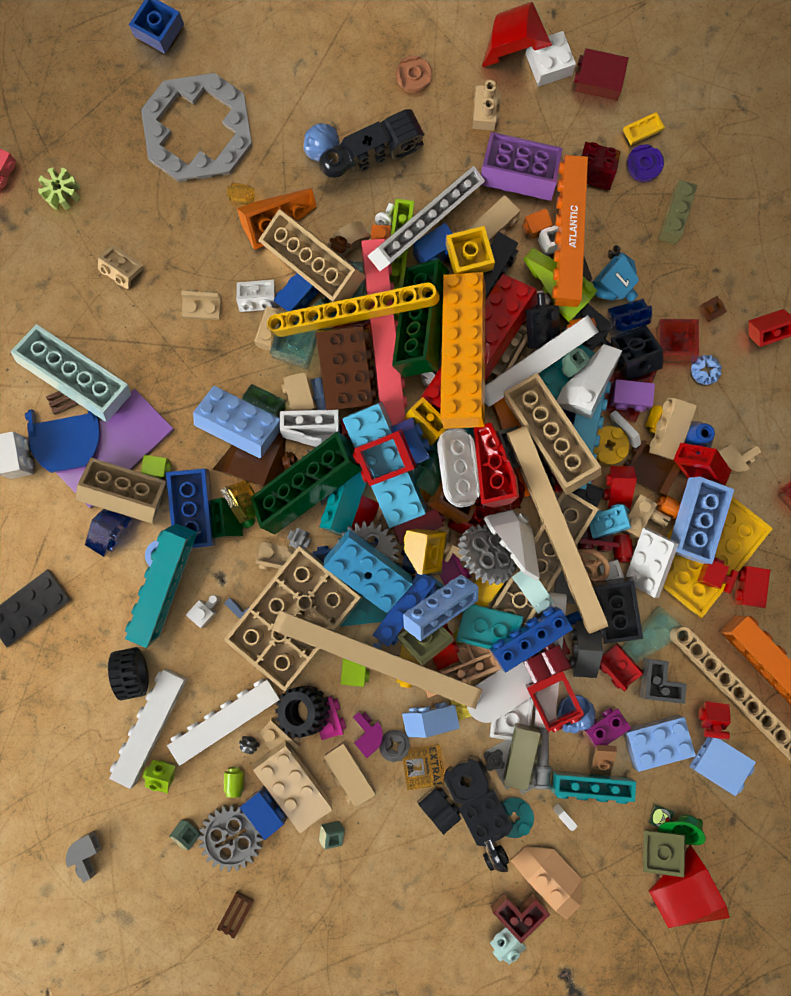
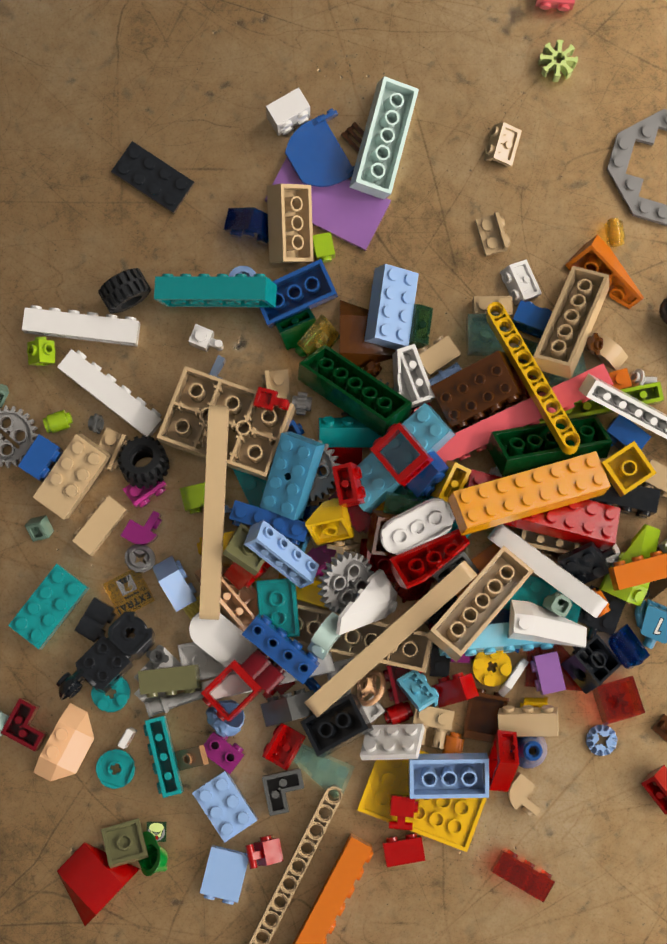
camera: 65 degrees right, 0 degrees up
(285, 569) = (268, 398): none -> red plate
(396, 518) = (348, 484): none -> red brick
(411, 852) = (48, 606): none -> teal brick
(600, 835) = (106, 775): none -> teal plate

